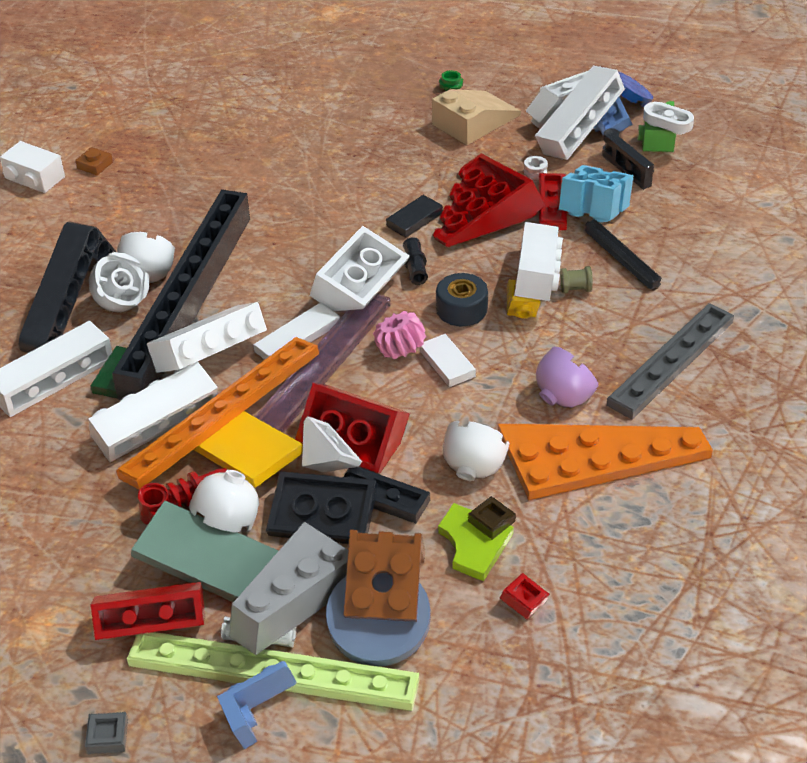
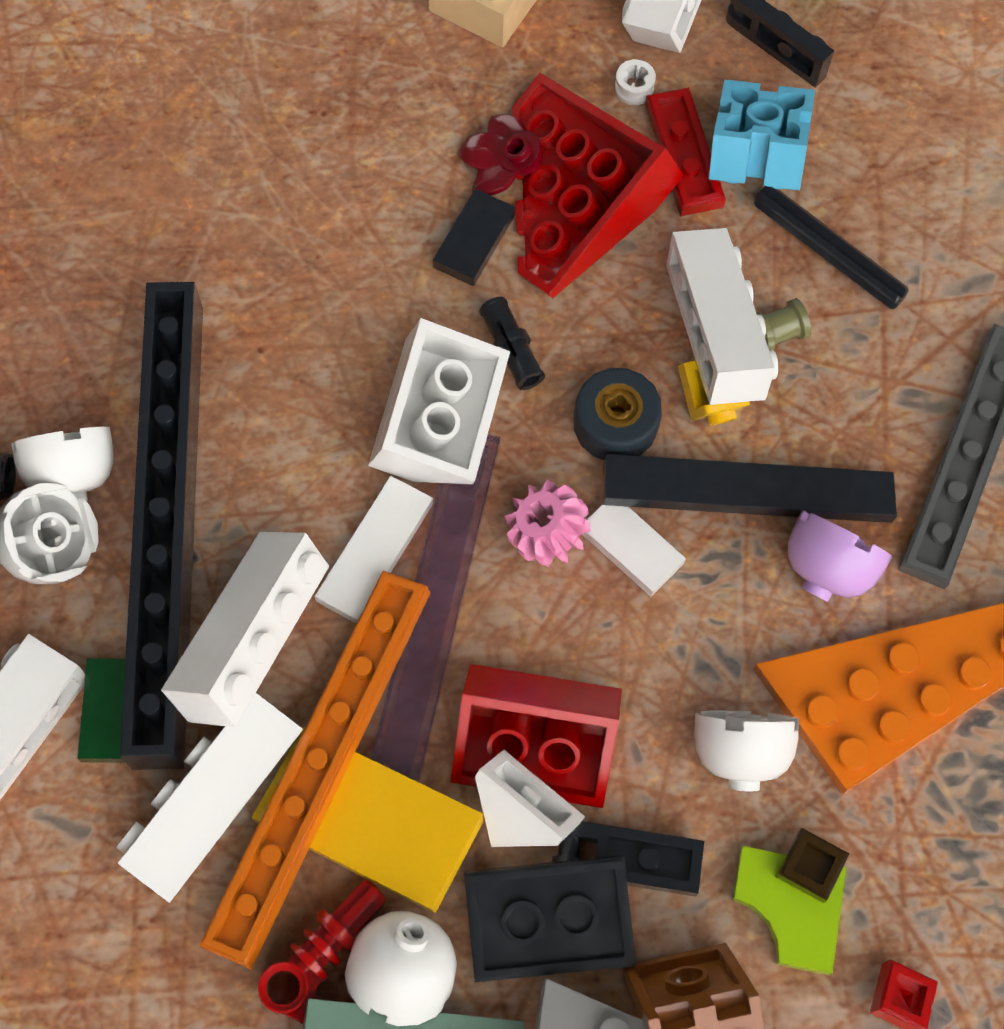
camera: 20 degrees left, 25 degrees up
(449, 181) = (496, 154): none -> dark red plate
(522, 343) = (748, 488): none -> black tile

